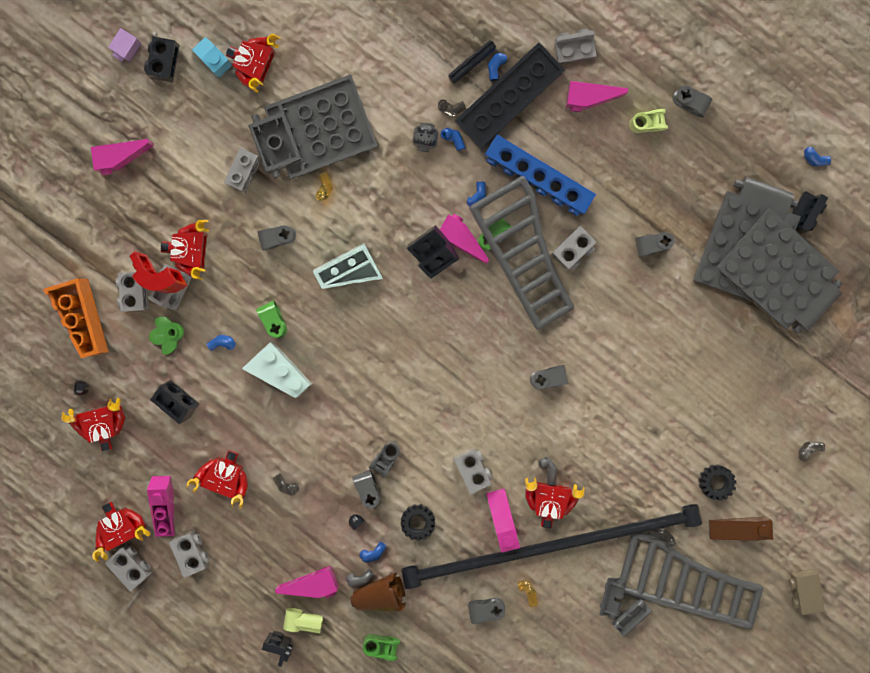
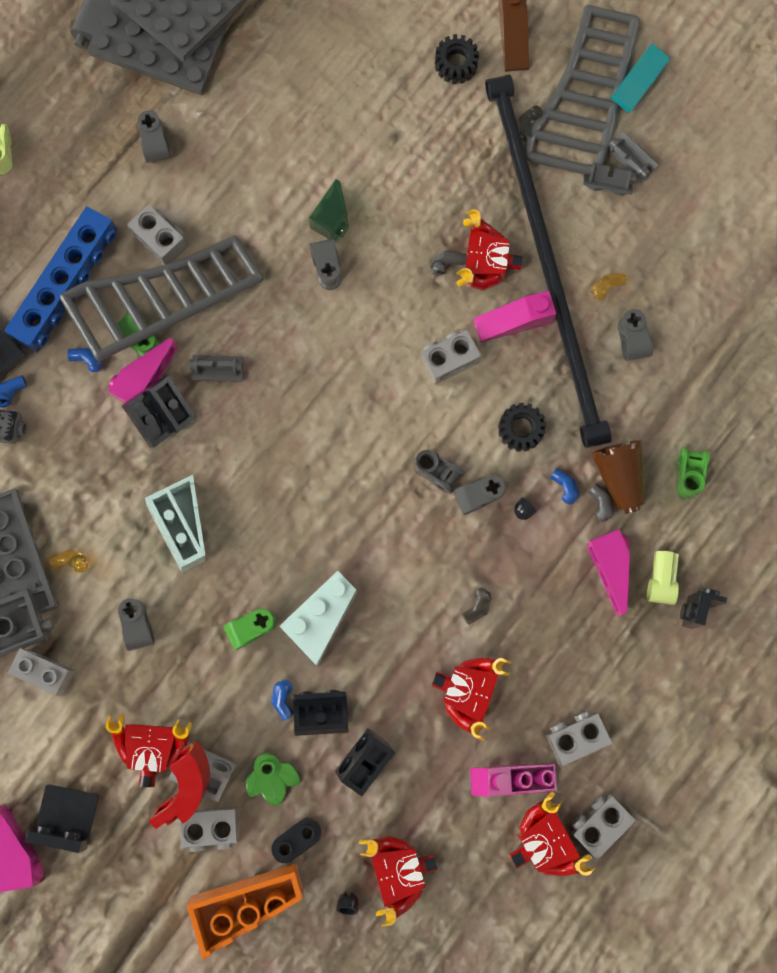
camera: 95 degrees left, 10 degrees down
(124, 351) = (296, 841): none -> black plate
(140, 189) = (64, 819): none -> black bracket
(210, 370) = (320, 713): none -> black bracket
(468, 294) = (217, 368): none -> dark grey hinge
(588, 382) = (330, 215): none -> clear green slope
(698, 626) = (640, 78): none -> teal tile

